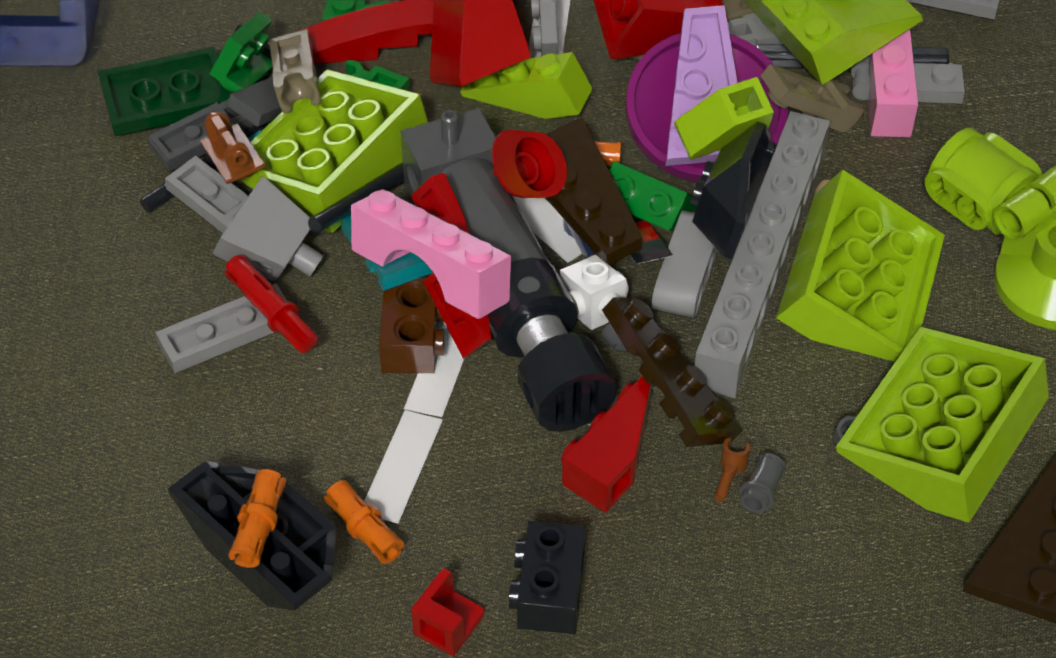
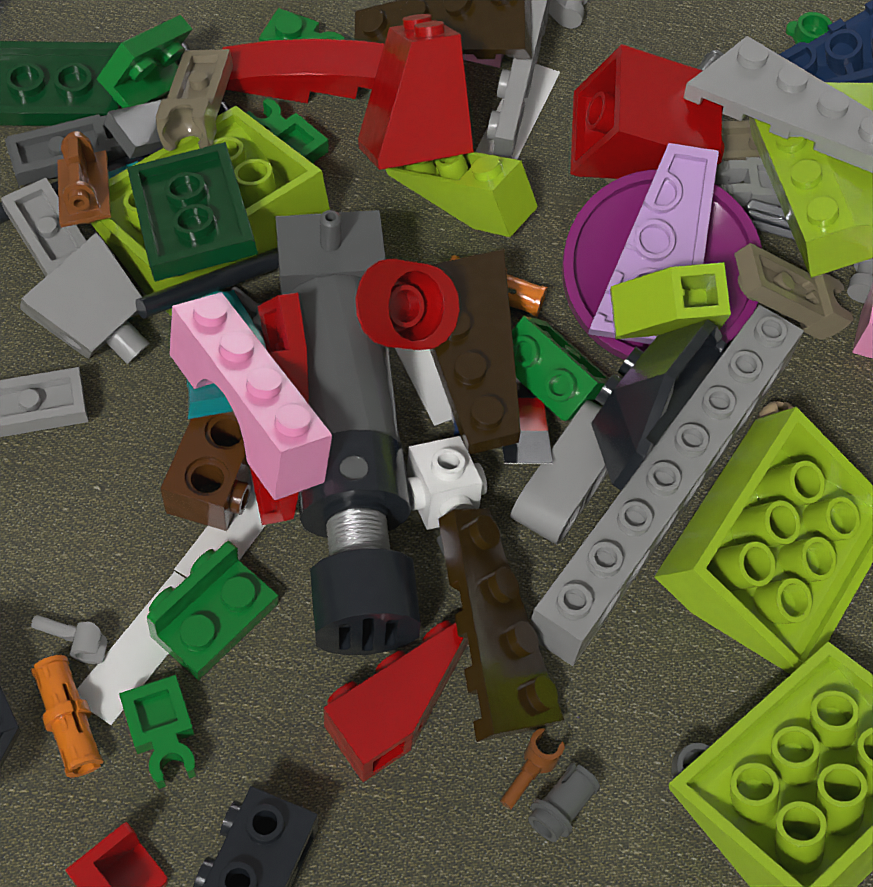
camera: 10 degrees right, 10 degrees up
(280, 314) = (63, 413): red axle -> none
(331, 144) = (191, 212): none -> dark green plate
(357, 468) = (88, 641): none -> light grey hand
(439, 506) = (157, 722): none -> green plate
(445, 425) = (209, 610): none -> green bracket

